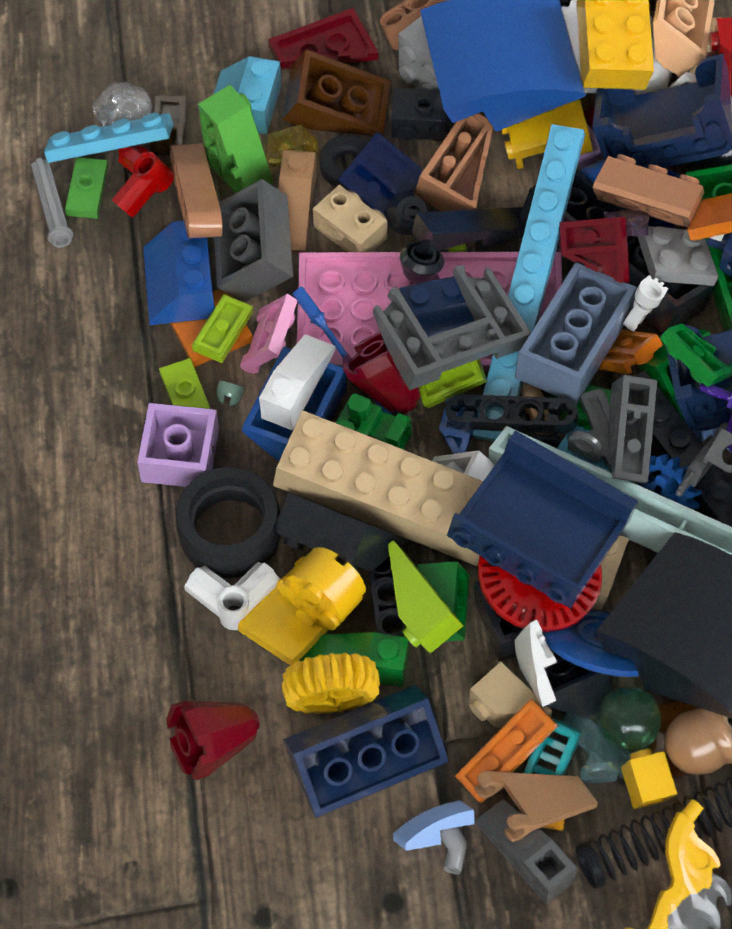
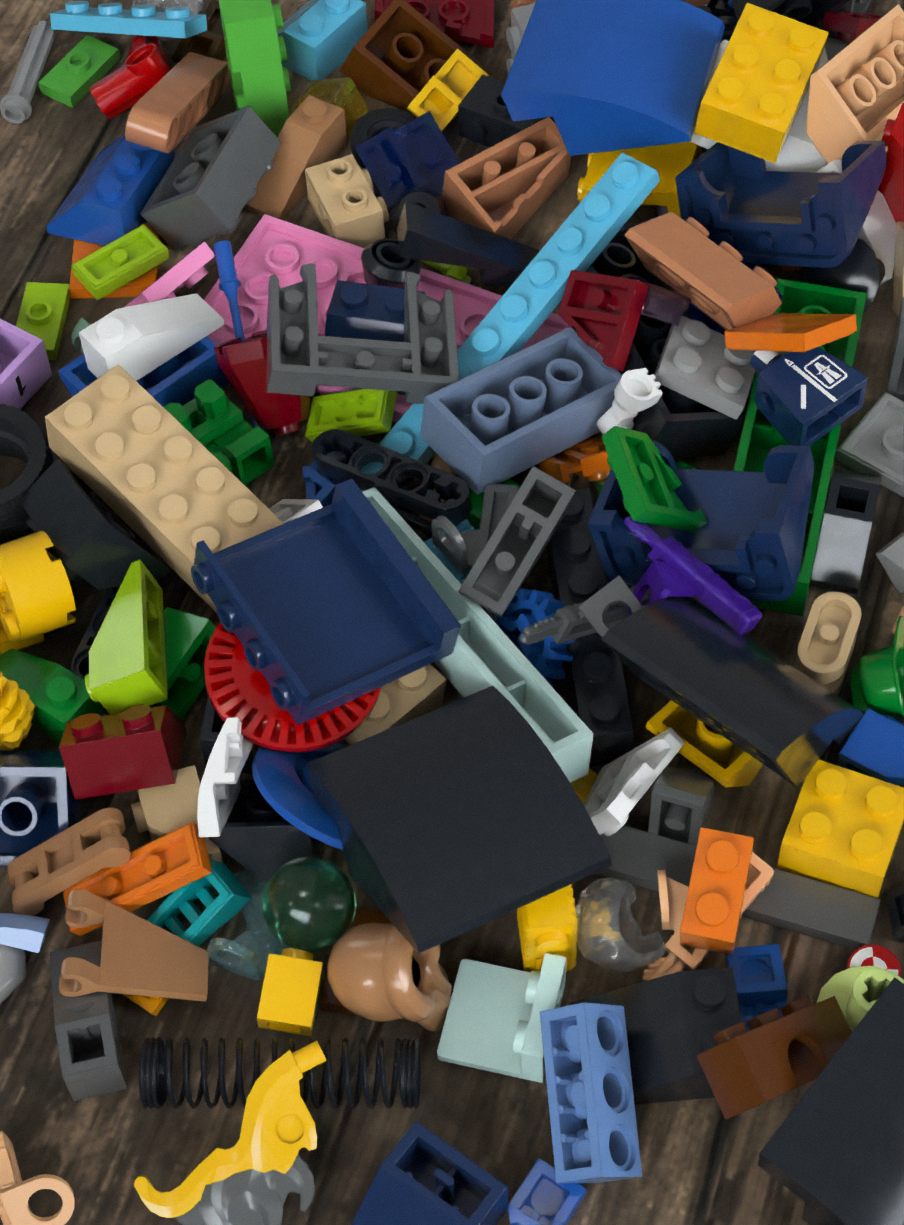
camera: 25 degrees right, 5 degrees down
(373, 108) = (447, 89): none -> yellow slope
(454, 673) = (122, 750): none -> dark red slope
(455, 757) = (68, 859): none -> medium nougat plate

